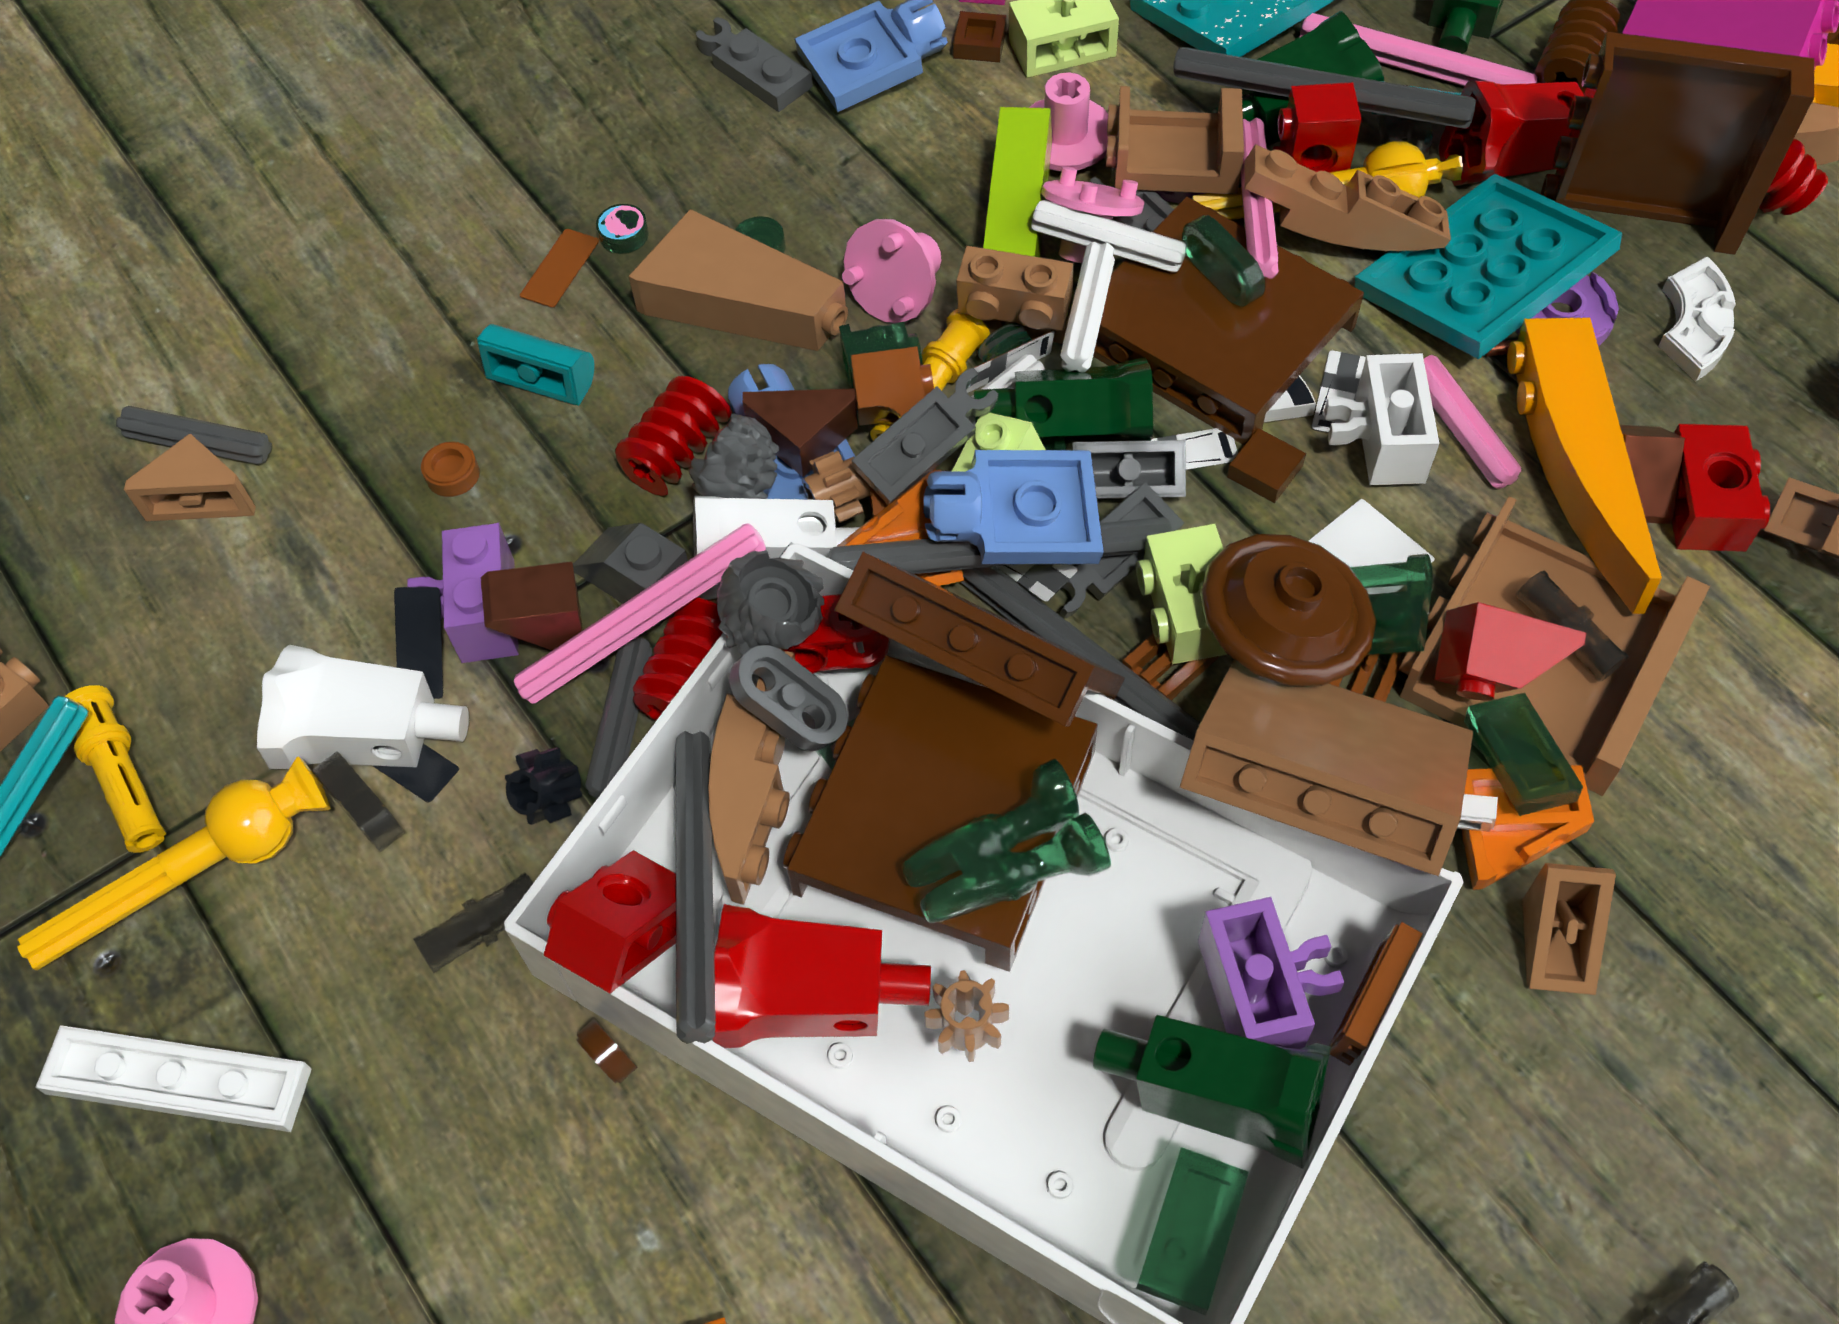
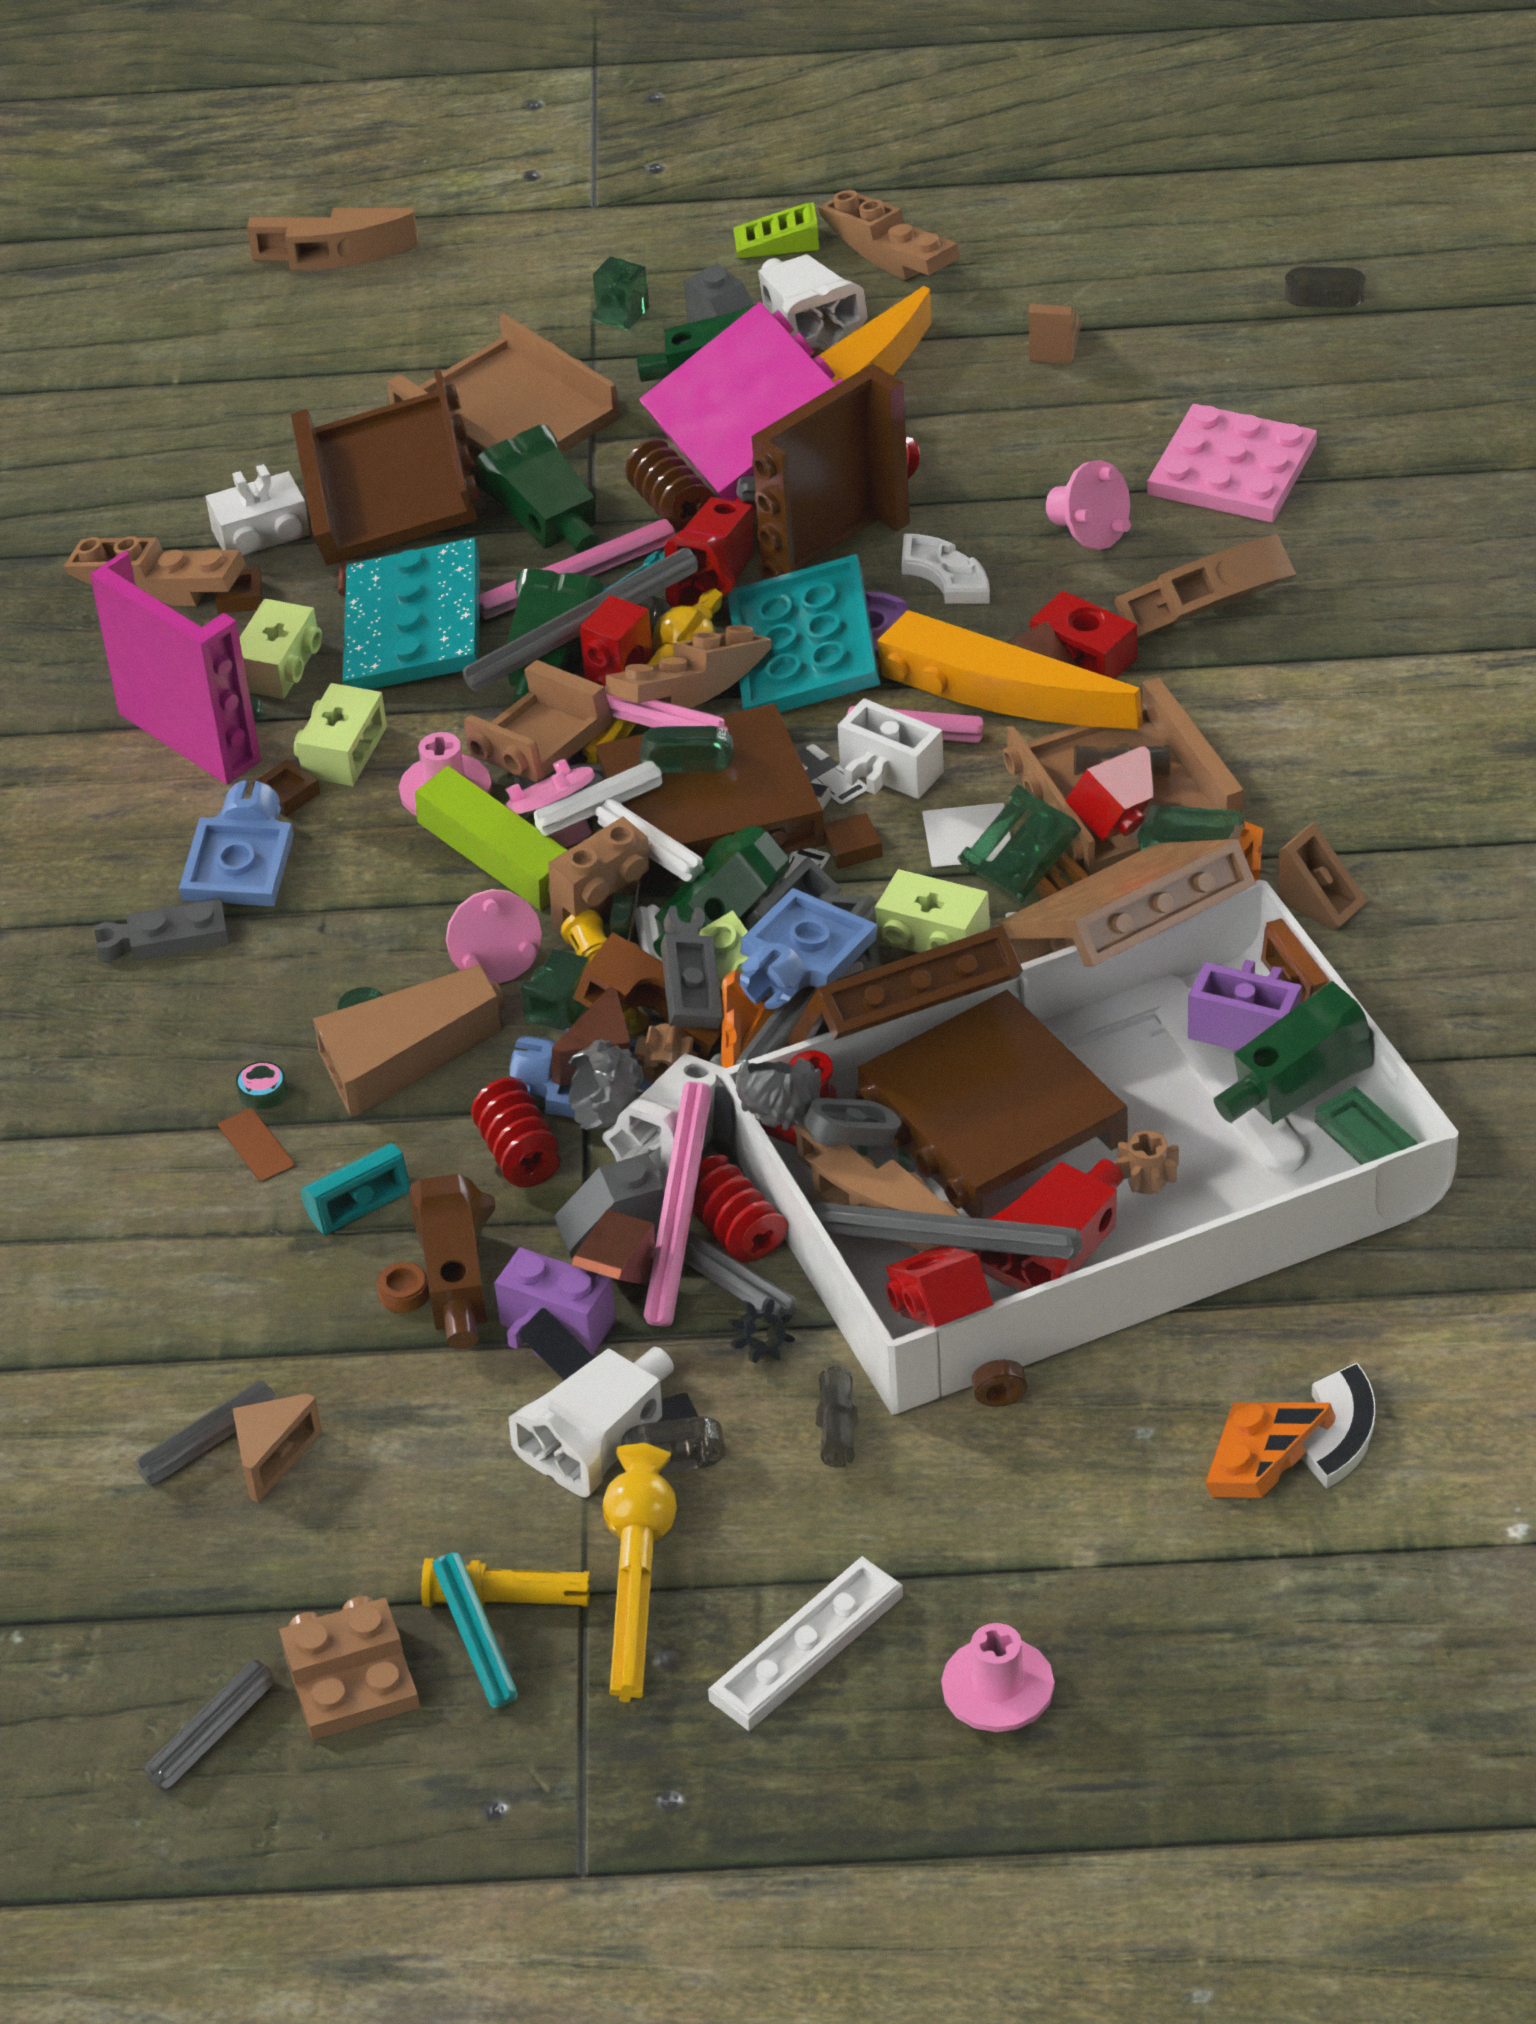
camera: 55 degrees left, 15 degrees down
(472, 479) = (448, 1224): none -> reddish brown piece
(985, 846) = (1077, 1079): clear green piece -> none
(1288, 610) = (998, 866): reddish brown piece -> none

